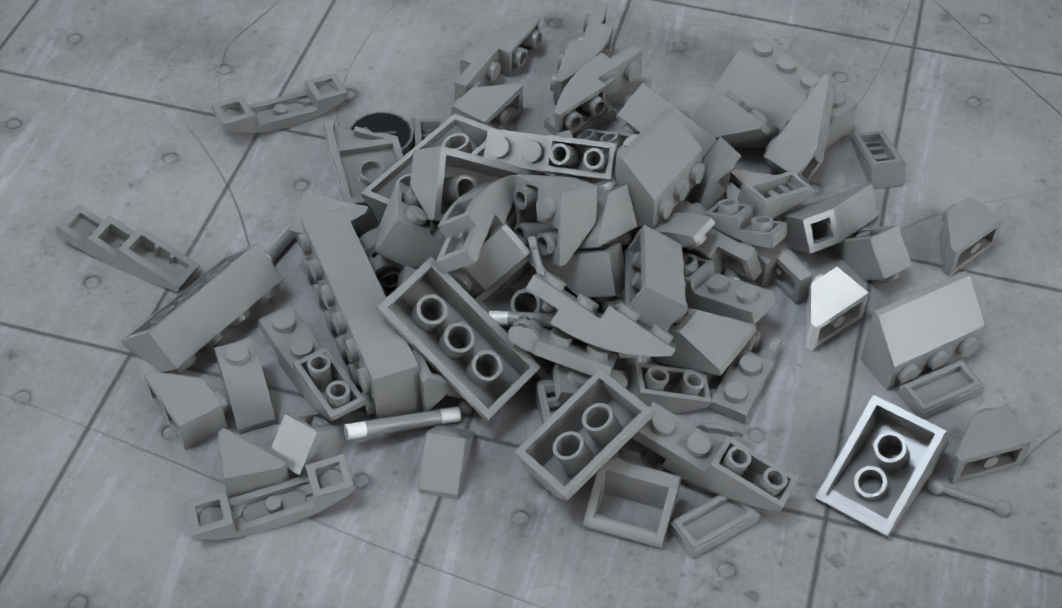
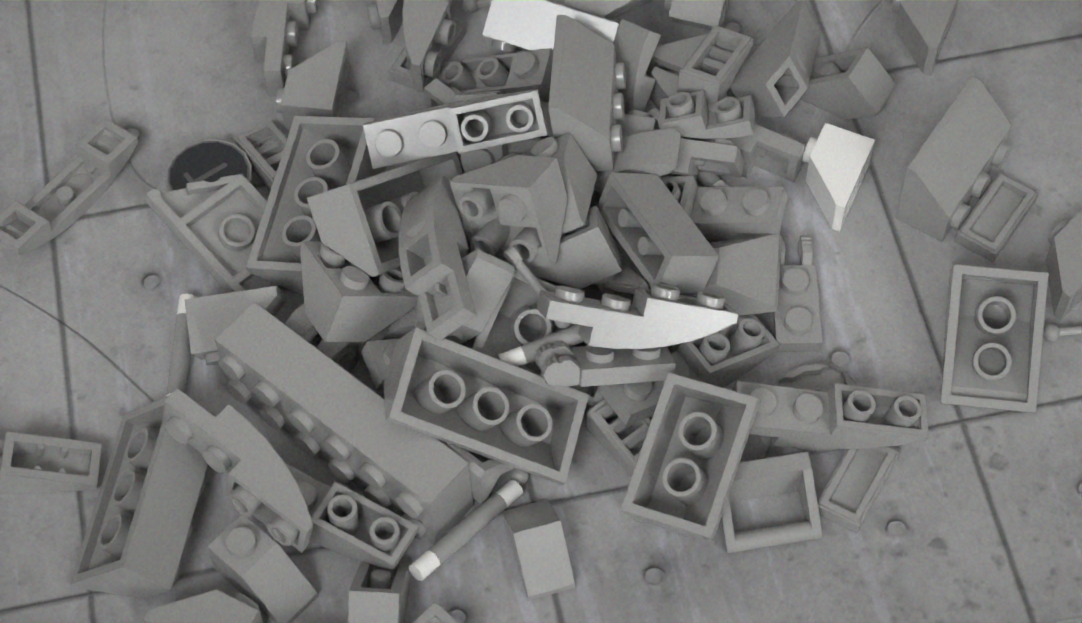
camera: 25 degrees left, 10 degrees up
(270, 304) = (257, 475): none -> light grey slope

